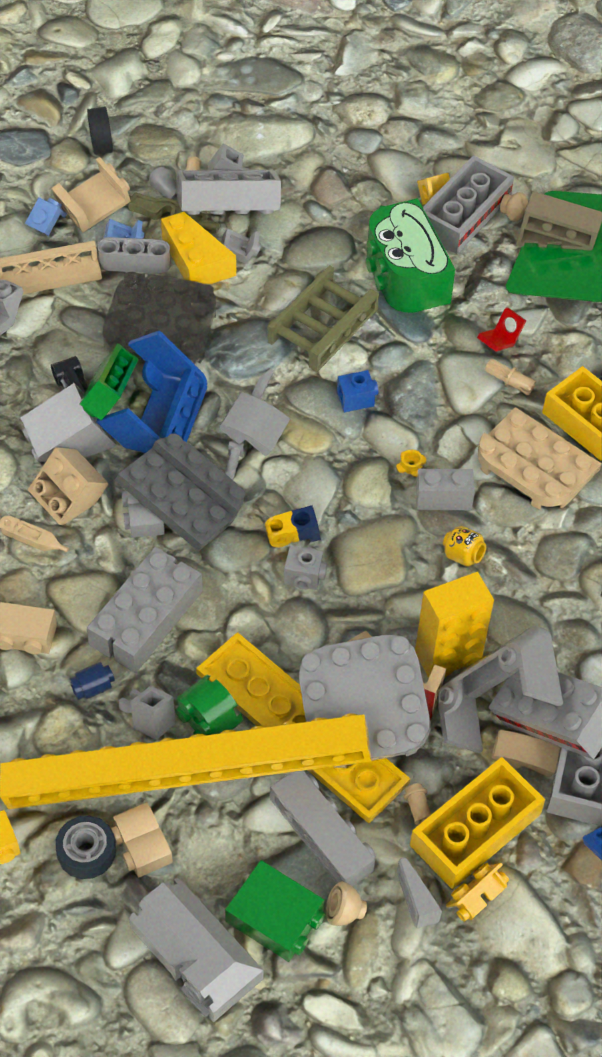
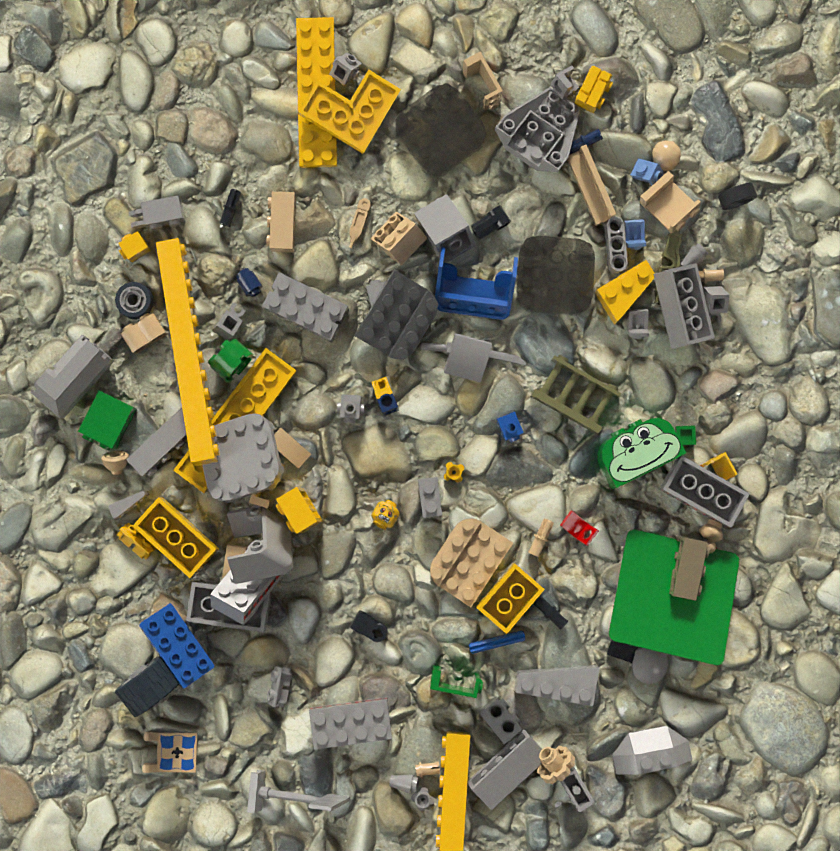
camera: 85 degrees right, 30 degrees up
(25, 194) = (667, 155): none -> tan hair
(109, 382) = (476, 249): green brick -> none
(416, 796) = (189, 500): tan pin -> none

